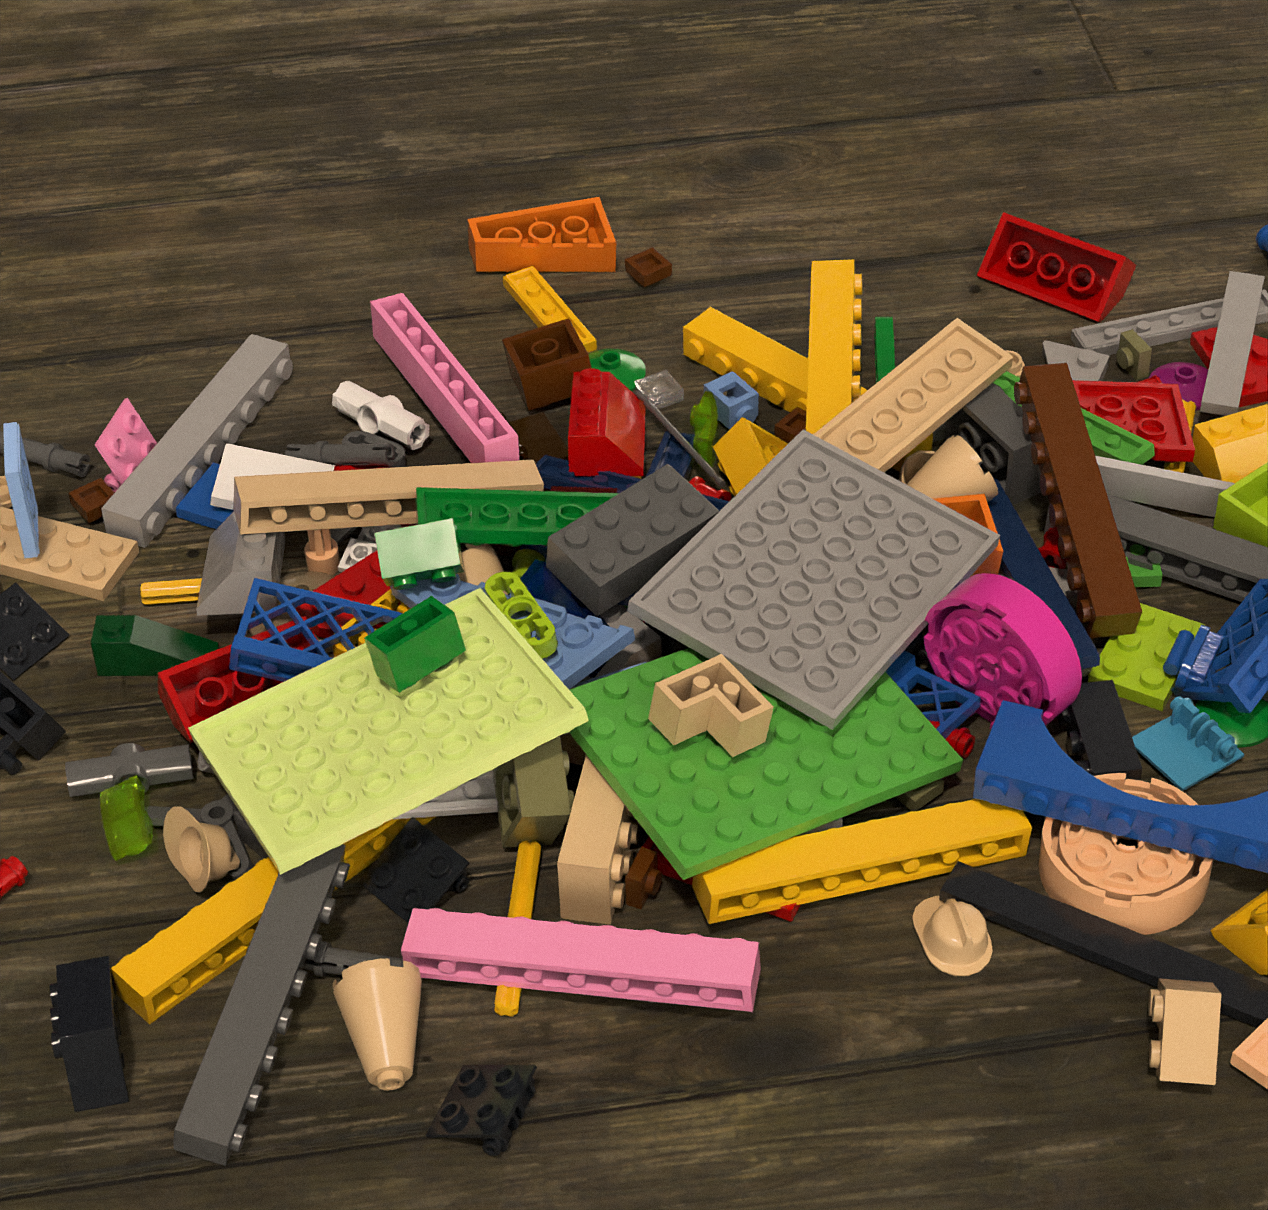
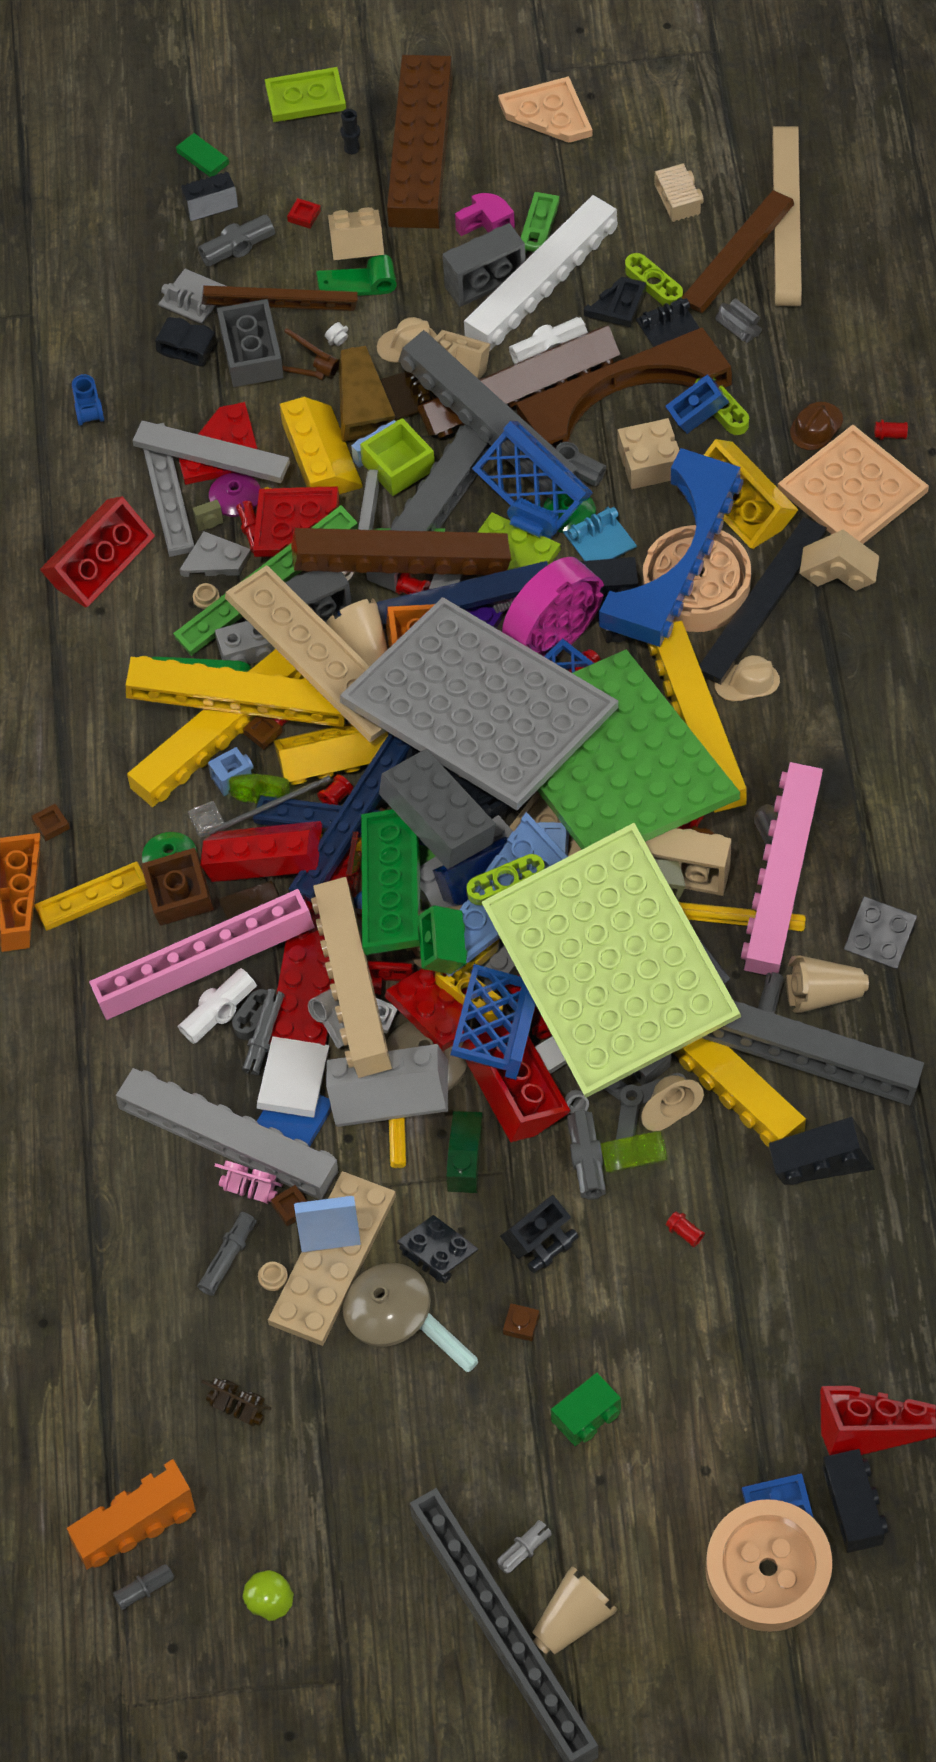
camera: 85 degrees left, 15 degrees up
(415, 644) = (560, 925): green brick -> none
(711, 699) = (618, 759): tan brick -> none

